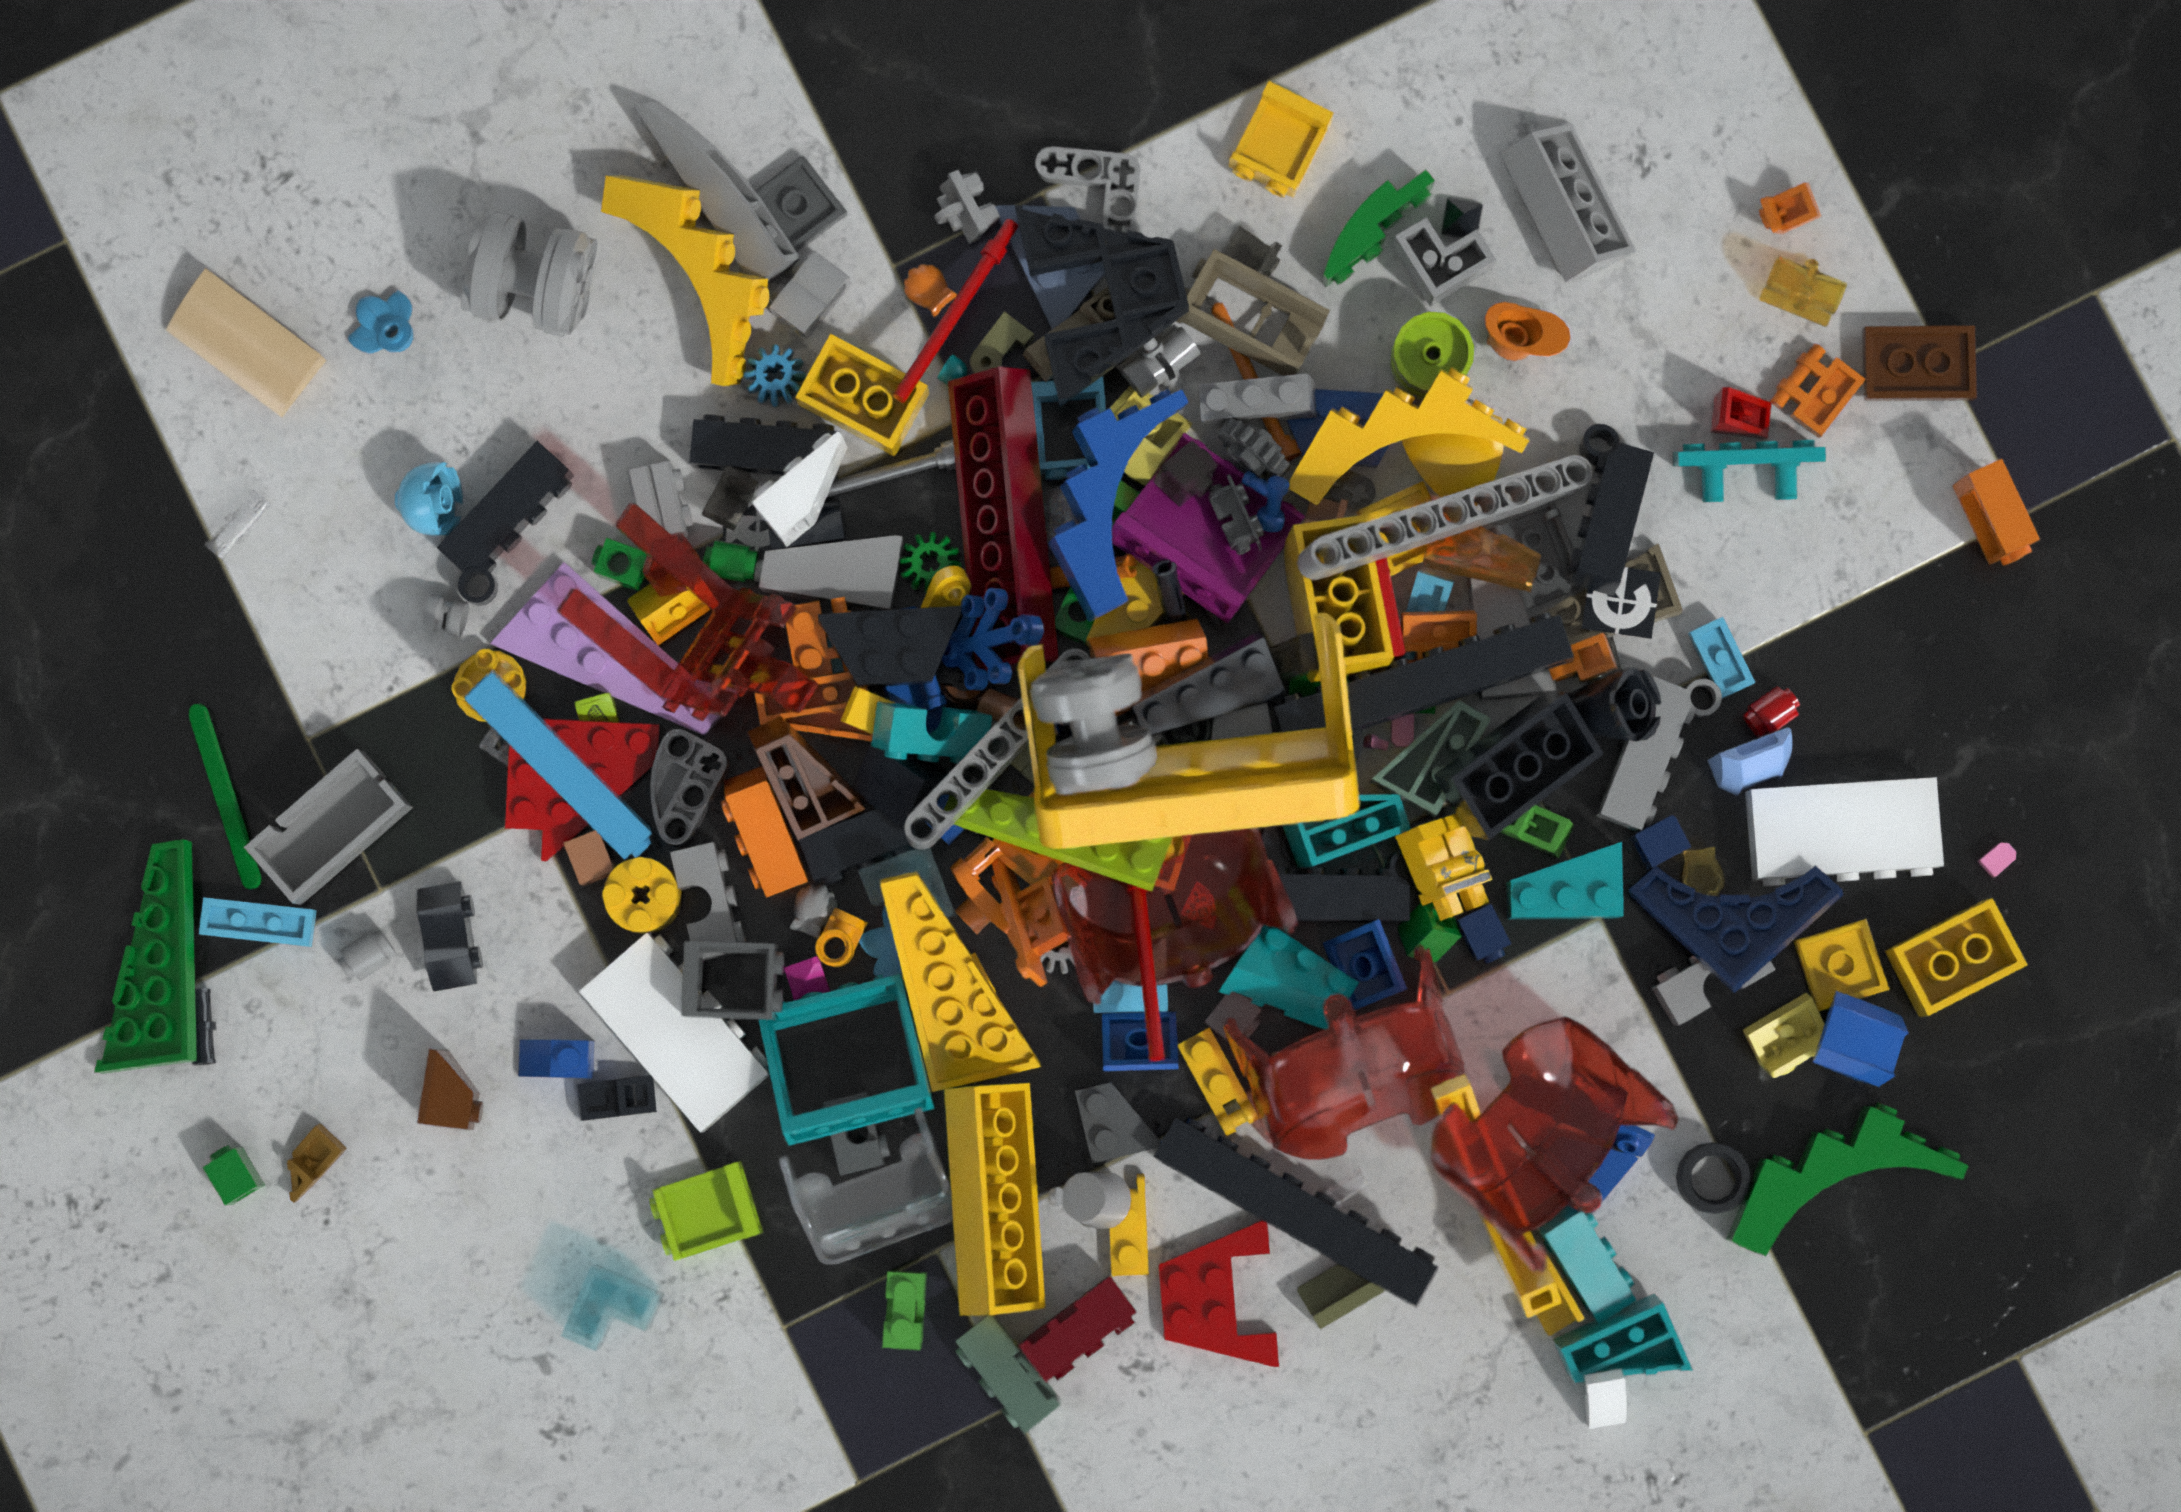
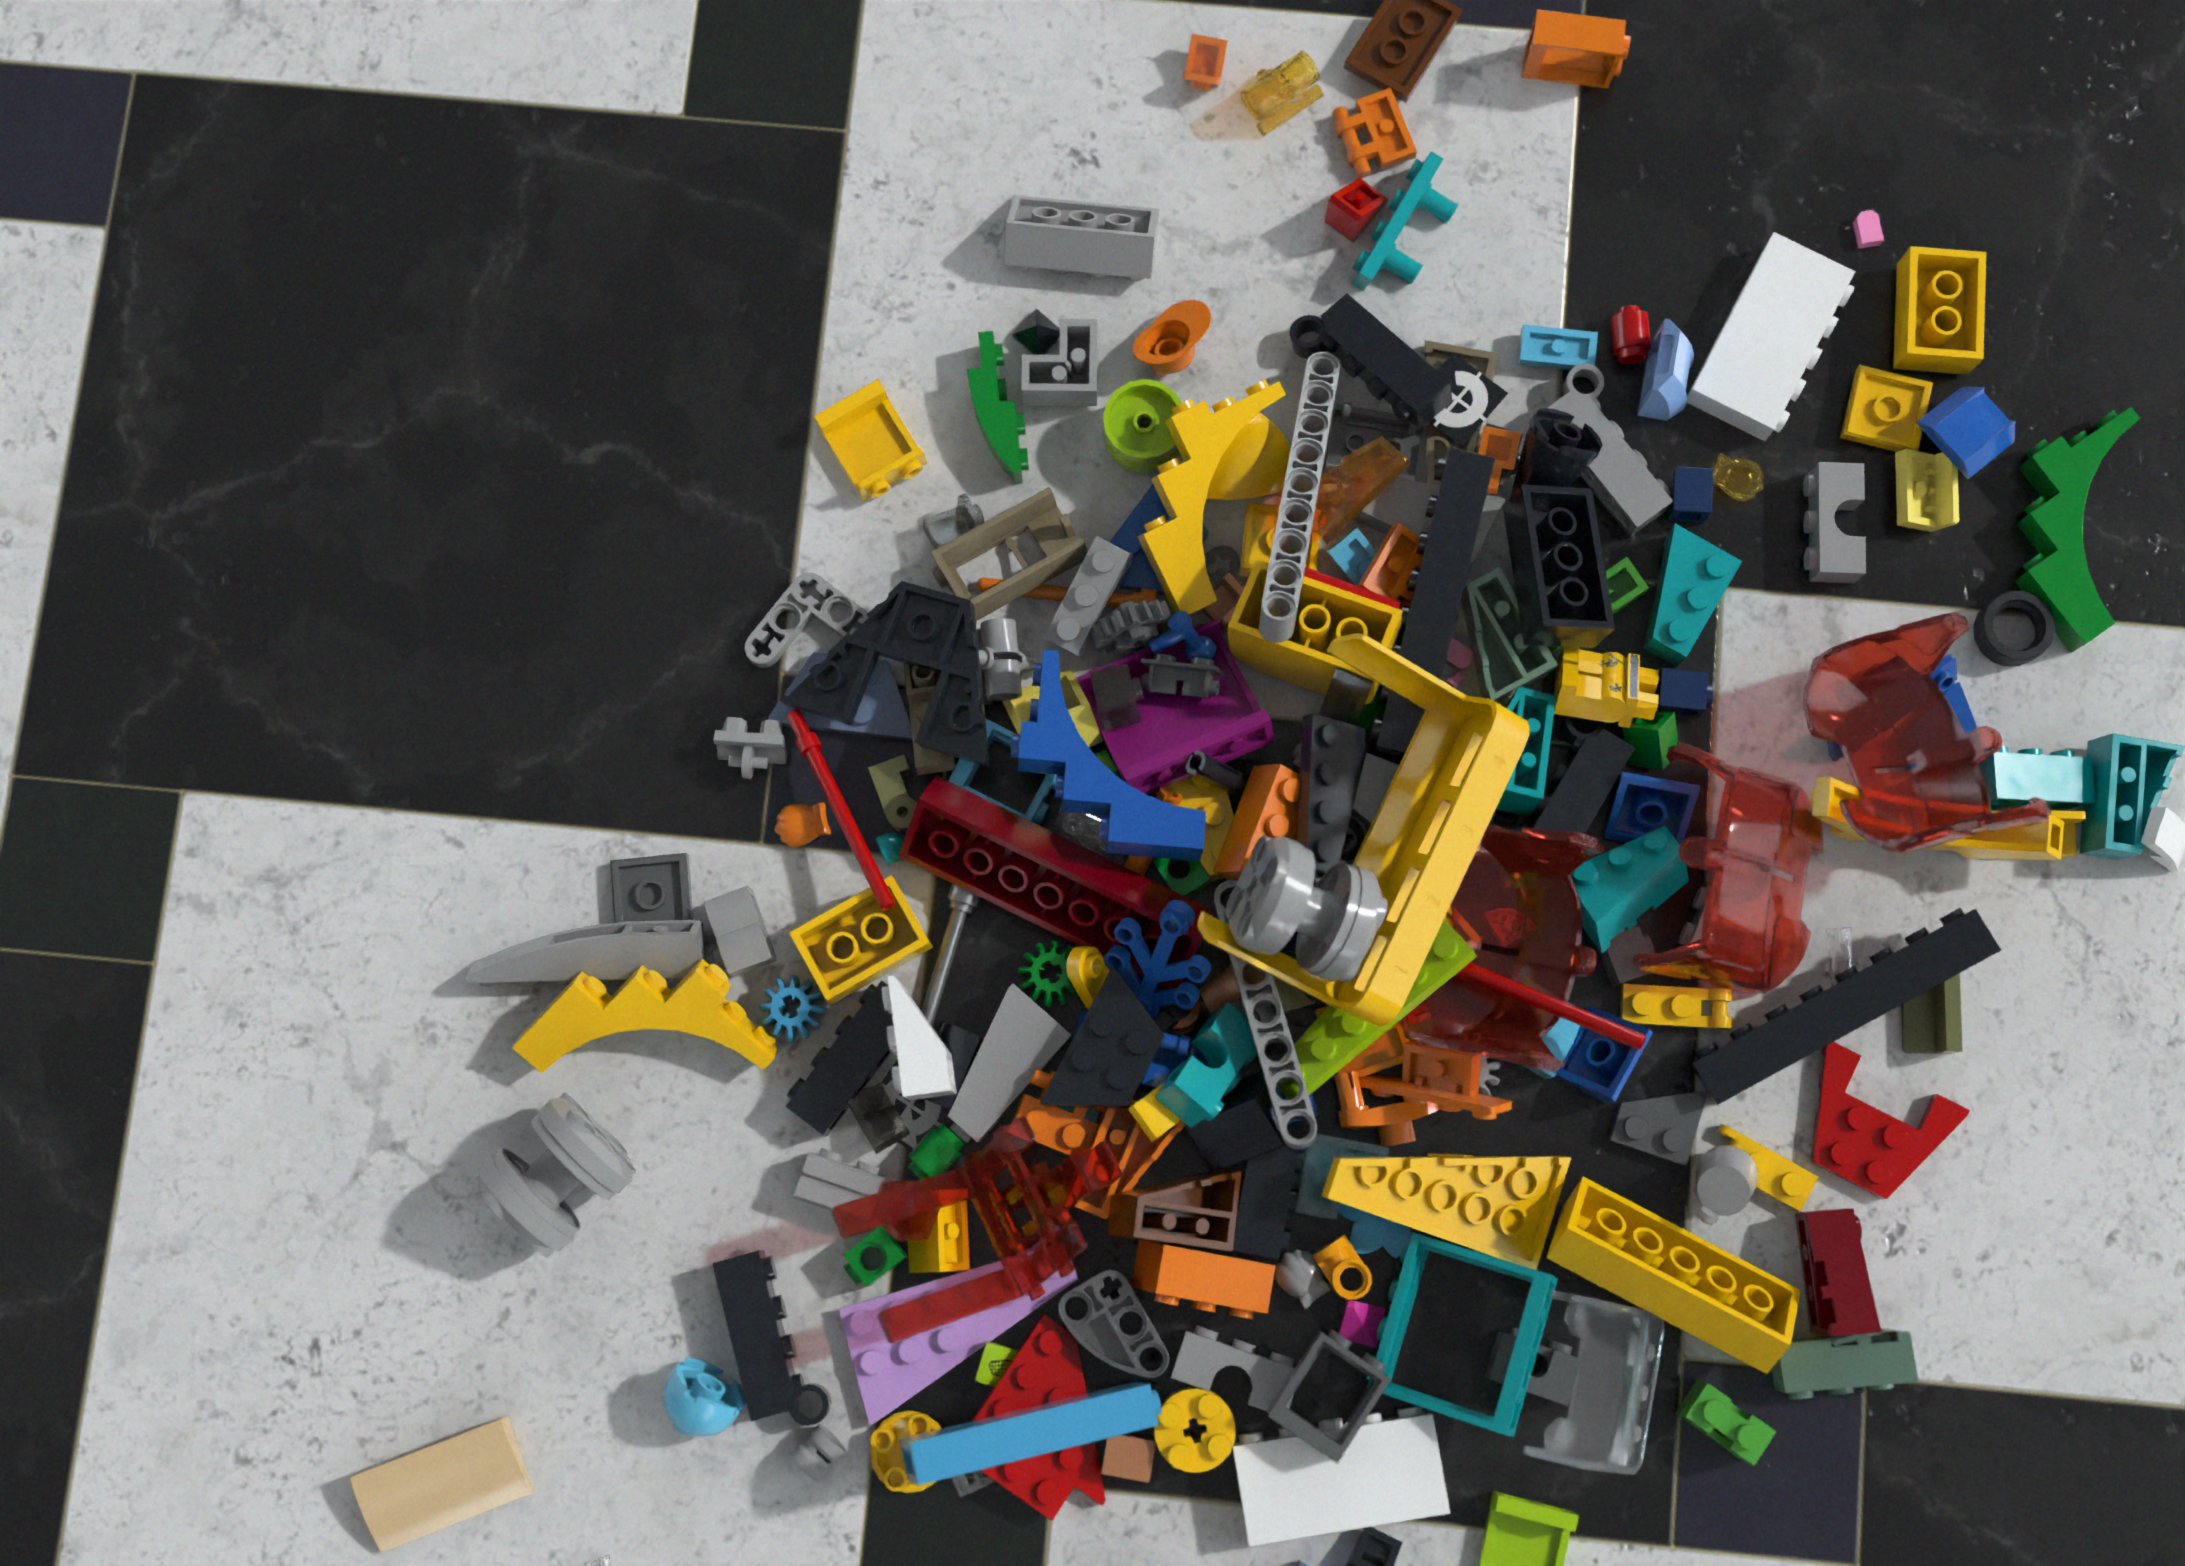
camera: 55 degrees left, 5 degrees down
(378, 322) = (505, 1341): dark azure plate -> none
(1735, 932) = (1813, 476): dark blue plate -> none

